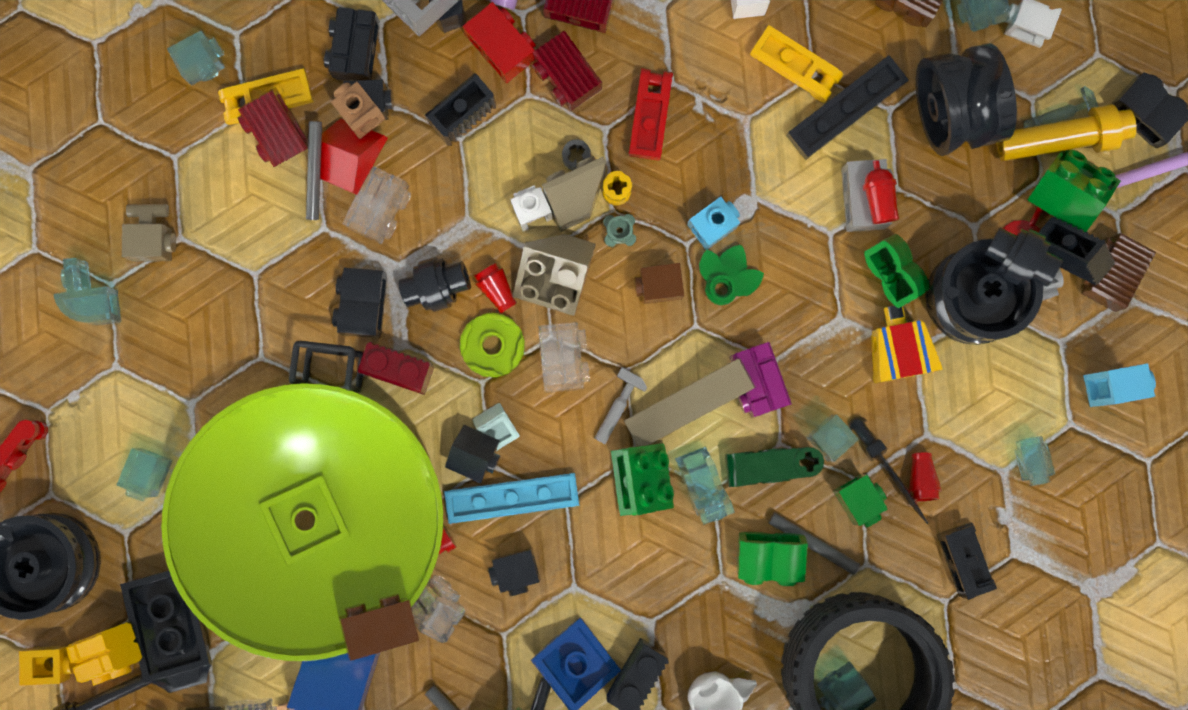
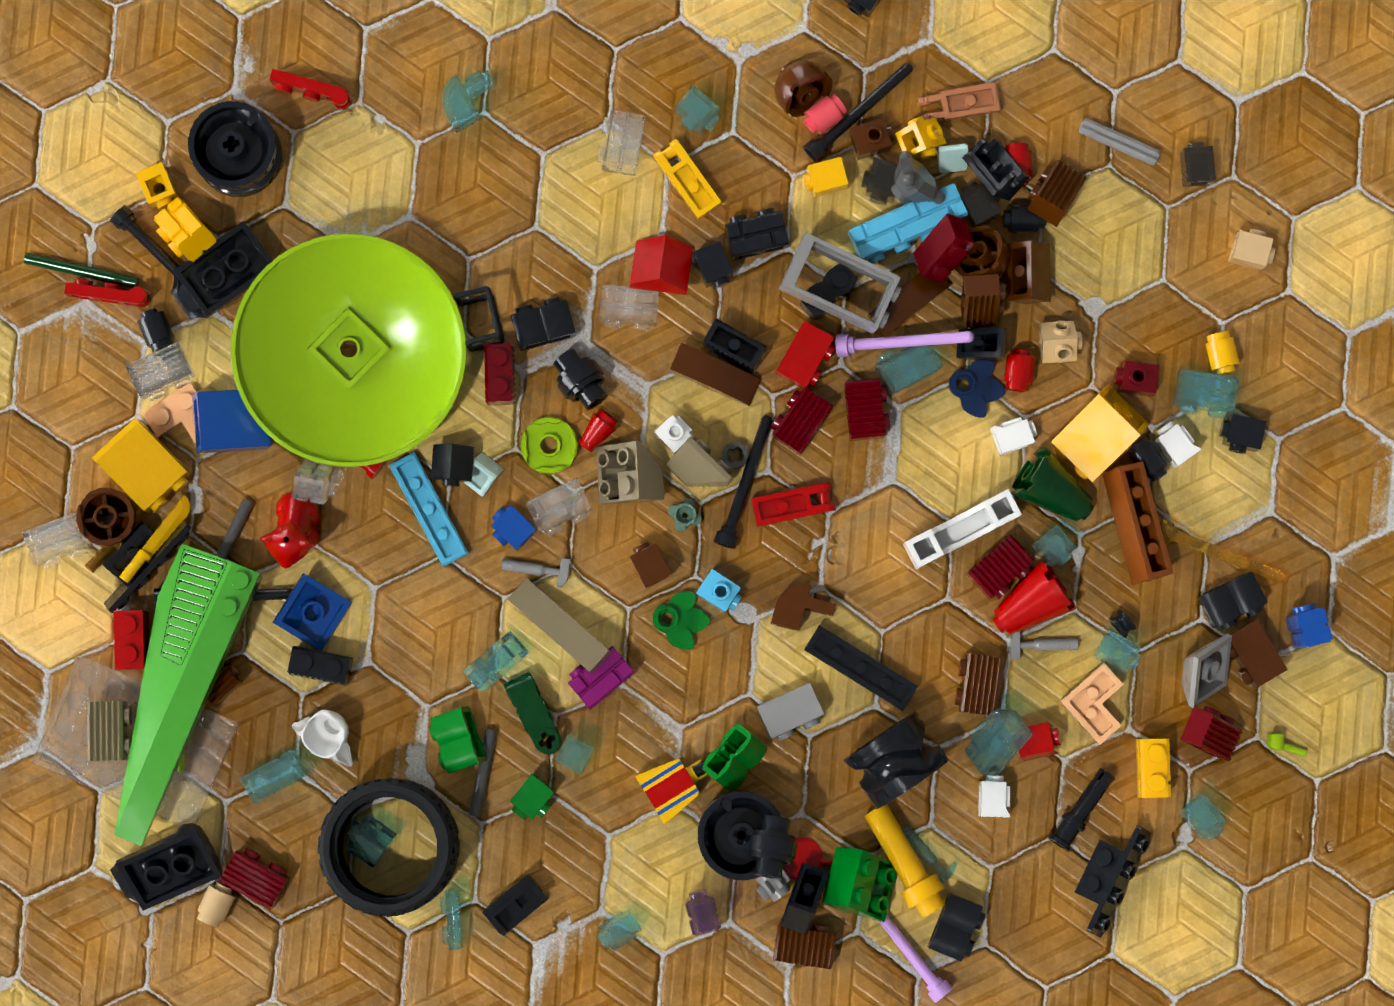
camera: 70 degrees right, 0 degrees up
(143, 474) = (338, 203): clear light blue brick -> none
(147, 239) = (530, 129): dark tan brick -> none
(199, 147) = (622, 142): none -> clear brick
(272, 127) = (660, 197): dark red brick -> none
(313, 170) = (638, 243): dark grey bar -> none
(362, 118) = (698, 272): medium nougat brick -> none
(378, 627) = (286, 440): reddish brown brick -> none
(483, 143) = (714, 374): none -> reddish brown slope
(483, 653) = (294, 531): none -> red animal
(514, 572) = (369, 534): black brick -> none
(565, 416) = (512, 527): none -> blue brick
(624, 182) = (720, 491): yellow bush -> none
(642, 479) = (483, 611): green bracket -> none
(657, 193) = (728, 535): none -> black piece
(755, 151) = (793, 602): none -> reddish brown brick
(796, 63) = (882, 610): yellow plate -> none
(876, 449) = (579, 796): black sword -> none
(881, 195) = (789, 719): red piece -> none
(923, 479) = (569, 844): red cone -> none
(974, 639) = (451, 907): none -> clear light blue plate
(1052, 363) = (702, 912): none -> clear purple brick
(1120, 385) = (706, 977): medium azure brick -> none

